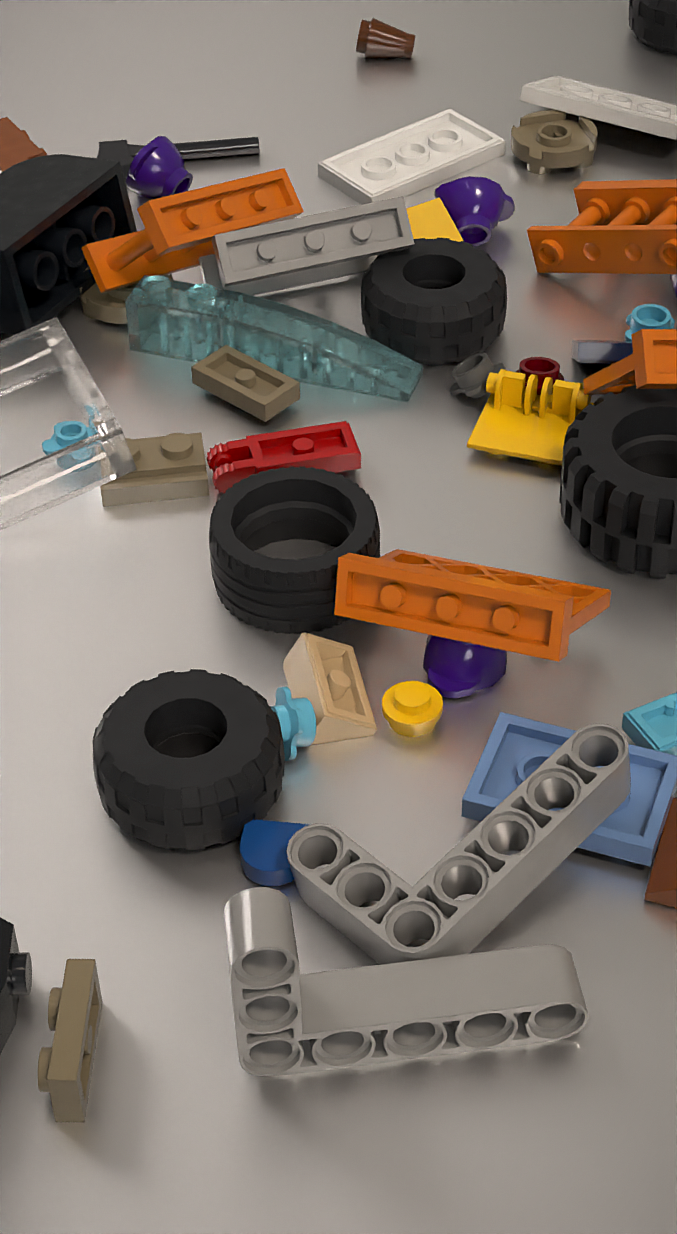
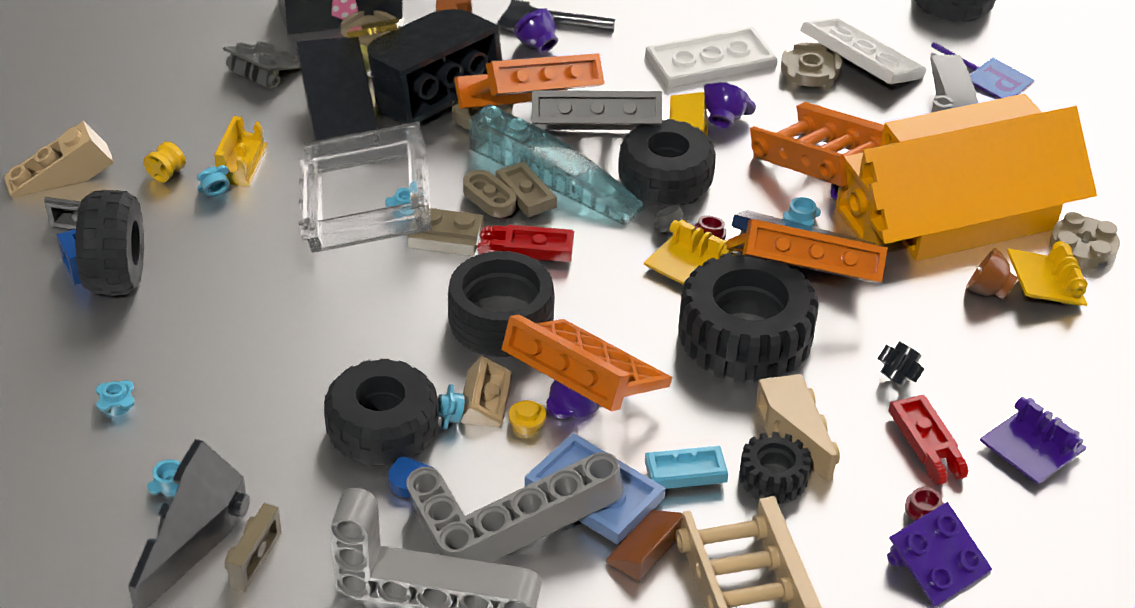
camera: 15 degrees right, 0 degrees up
(195, 401) = (489, 193): none -> dark tan plate

